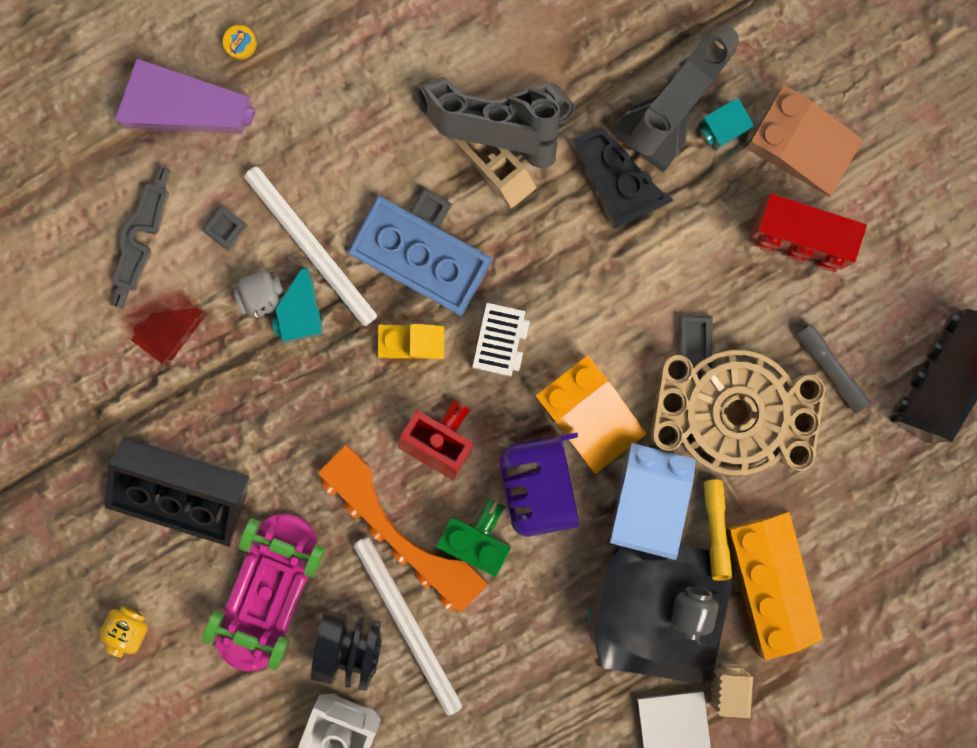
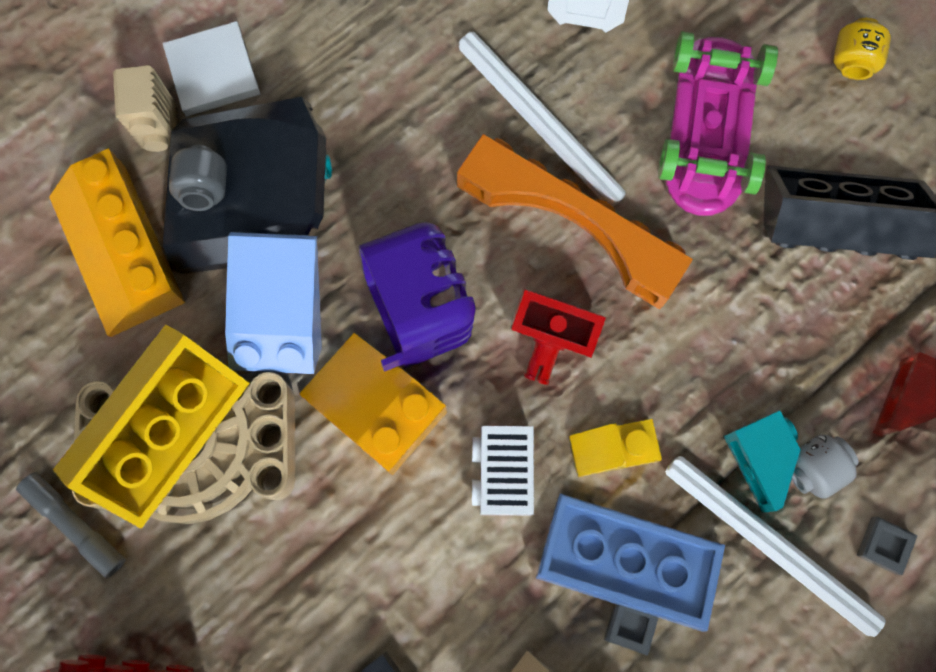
camera: 170 degrees right, 10 degrees down
(346, 650) = (607, 68): black wheel -> none
(475, 541) = (482, 220): green brick -> none
(694, 340) = (256, 524): dark grey tile -> none
(719, 549) = (183, 266): yellow piece -> none
(757, 423) = (150, 427): none -> yellow slope

